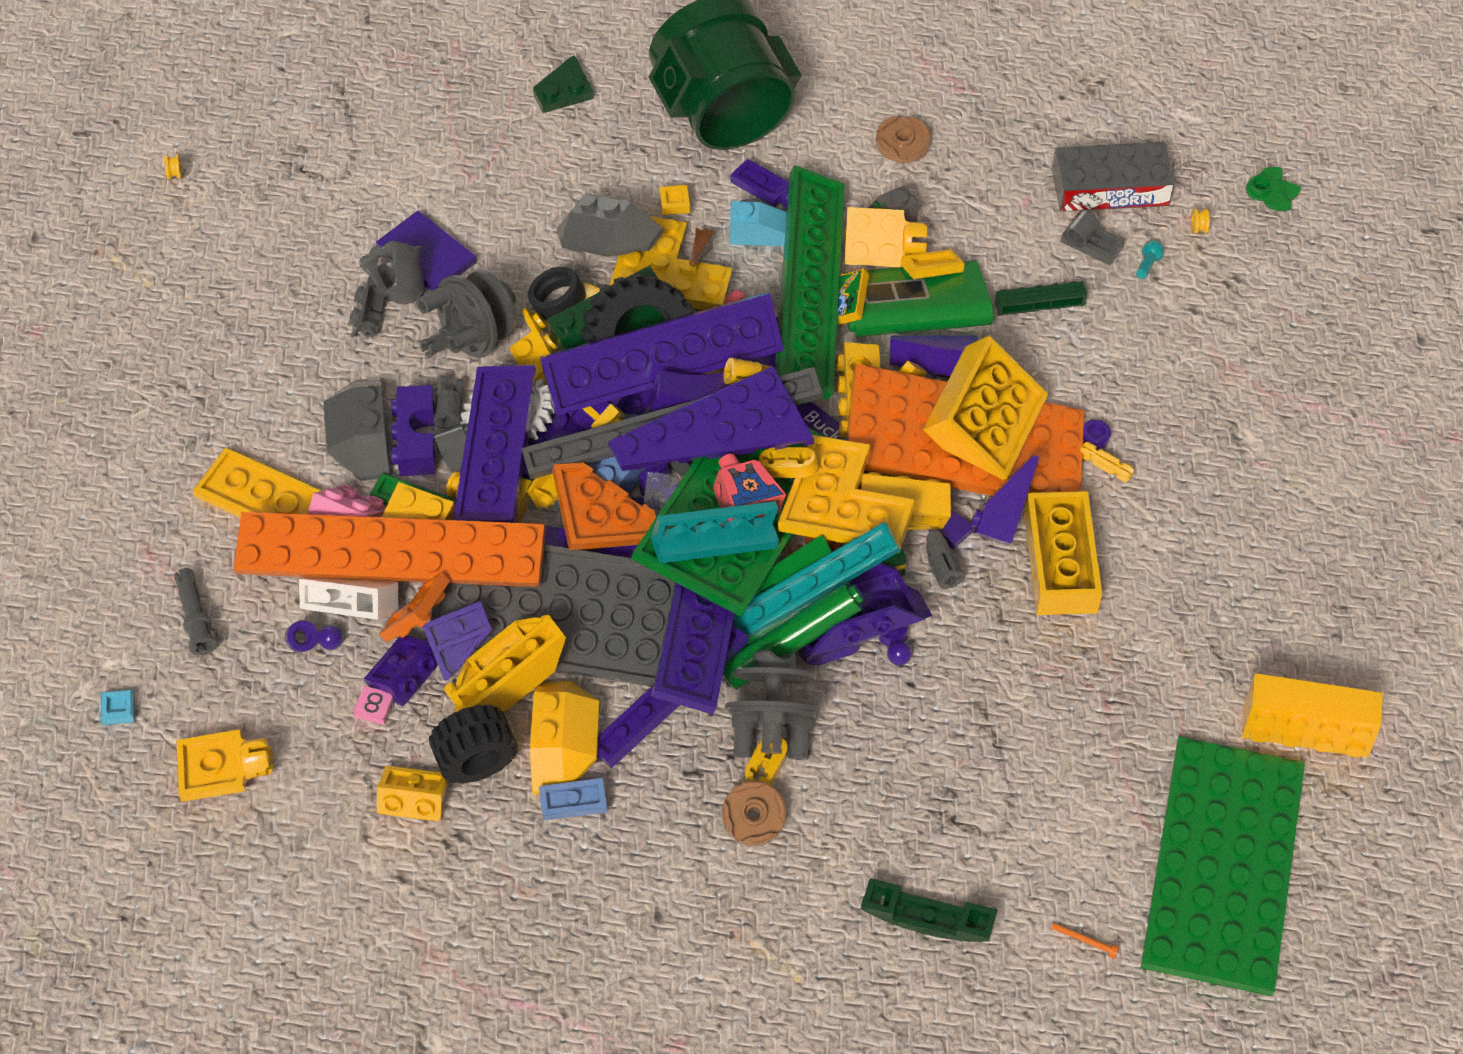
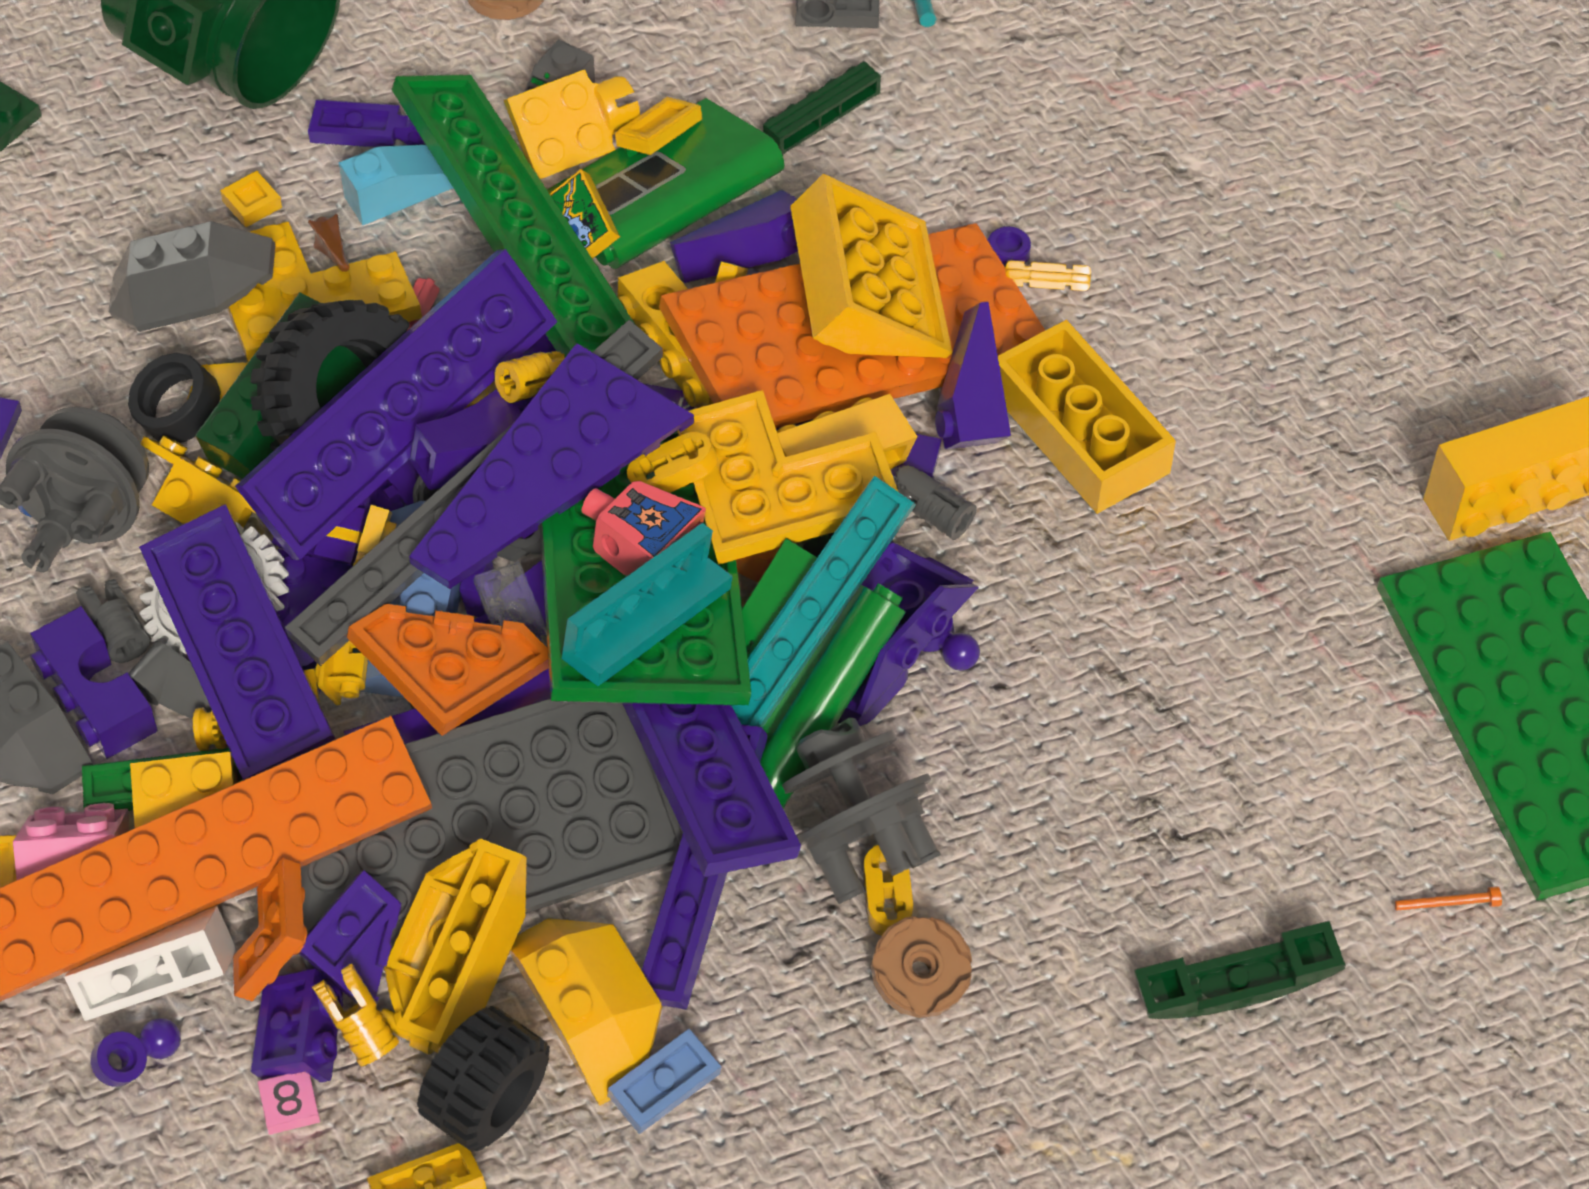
camera: 30 degrees left, 0 degrees up
(432, 684) = (362, 1023): none -> yellow hinge

